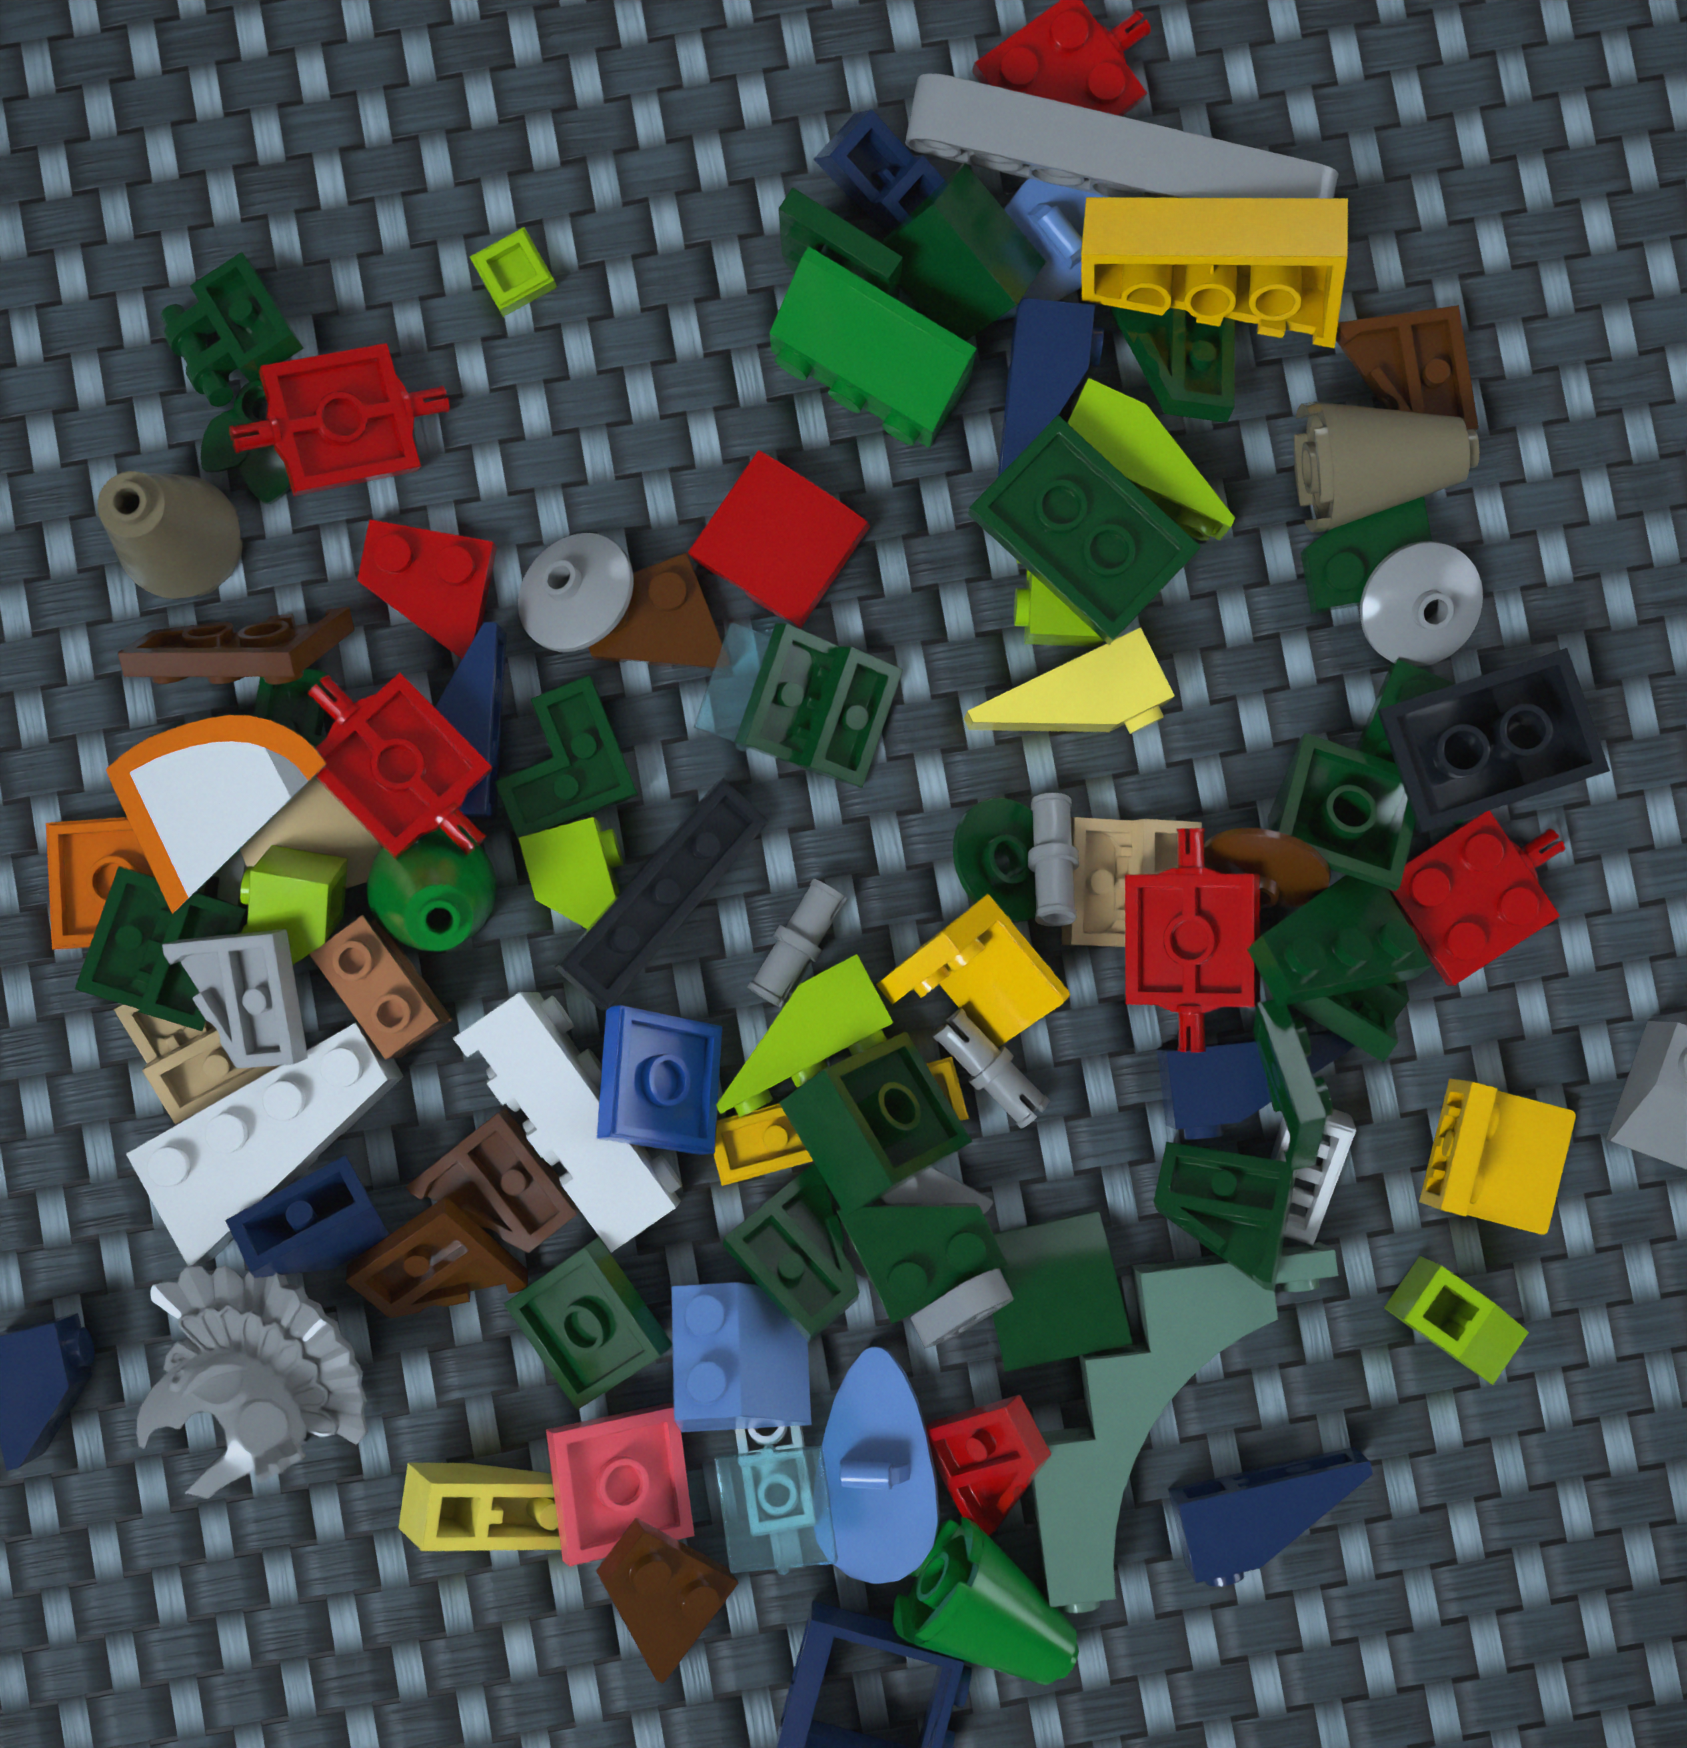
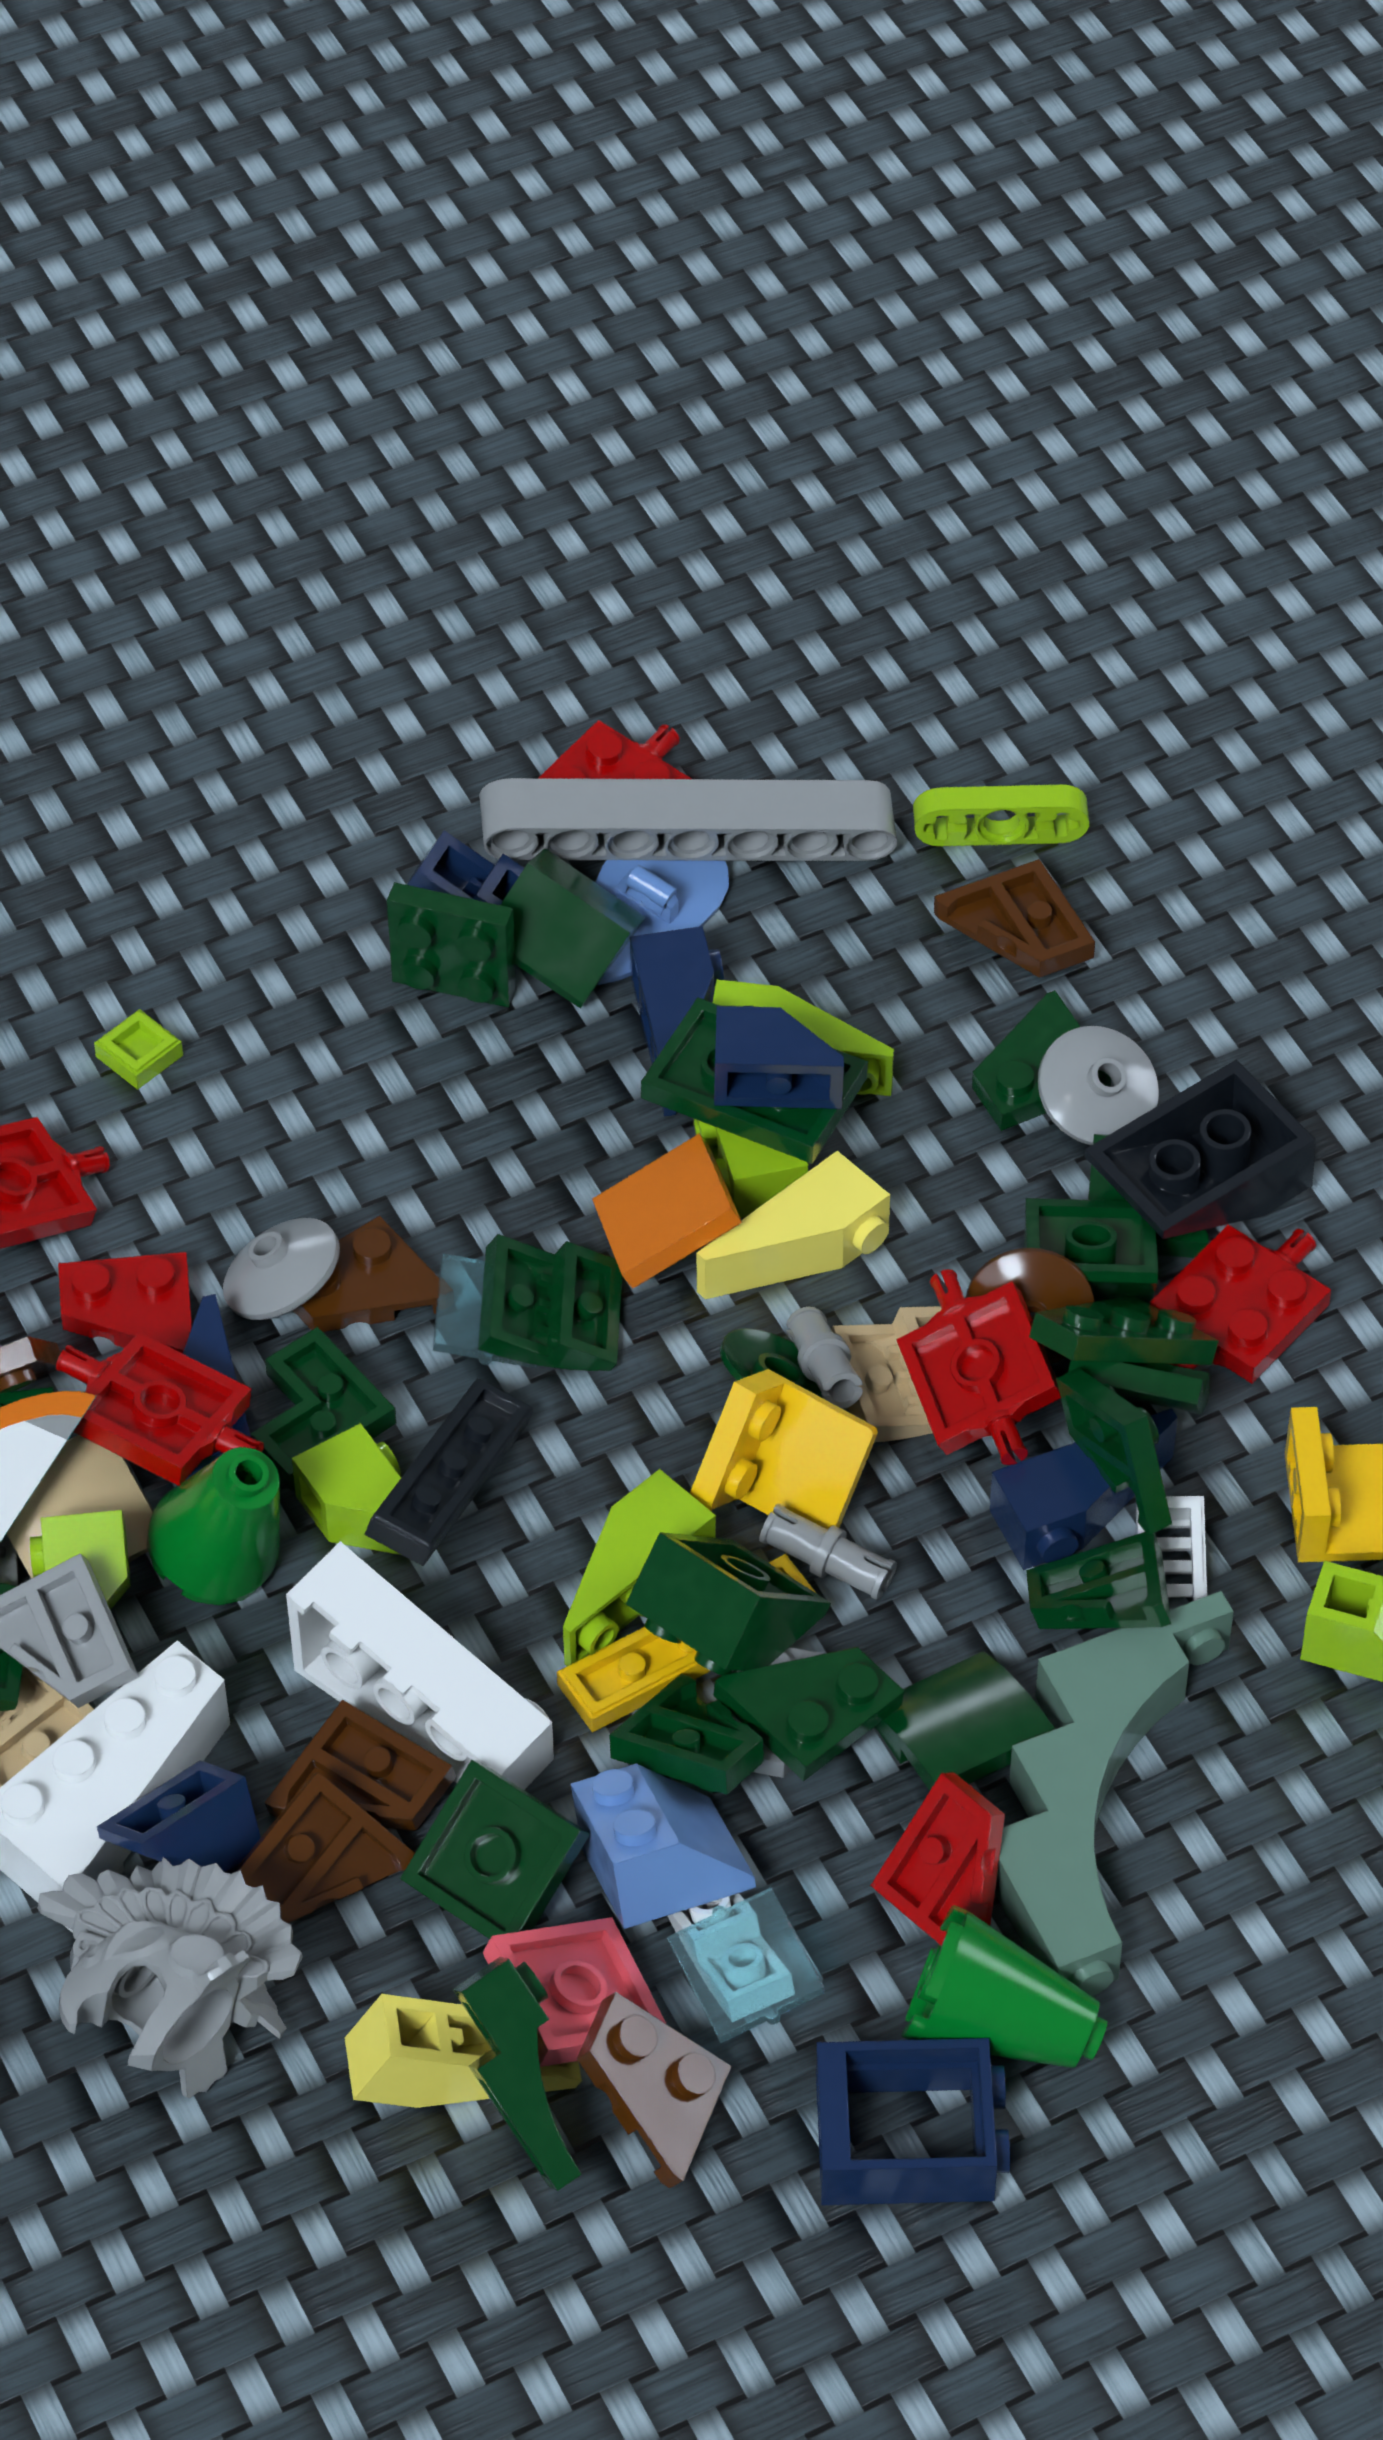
camera: 15 degrees left, 35 degrees down
(381, 987) = (172, 1605): nougat hinge -> none
(530, 1557) = (507, 2013): none -> dark green slope
(659, 1081) = (500, 1620): blue plate -> none
(779, 539) = (465, 1183): red slope -> none
(797, 943) = (595, 1495): light grey pin -> none
(870, 350) = (506, 1006): green slope -> none
(880, 1472) = (847, 1929): medium blue shield -> none
(956, 644) = (666, 1211): none -> orange tile
(962, 1308) = (871, 1740): light grey beam -> none
(1101, 535) = (773, 1061): none -> dark blue slope
(1184, 361) = (795, 948): dark green wing -> none
(1220, 259) = (808, 866): yellow wedge -> none
(1253, 1515) = (1229, 1861): dark blue slope -> none
(1375, 459) = (1004, 976): dark tan cone -> none
(1439, 232) = (959, 802): none -> lime beam

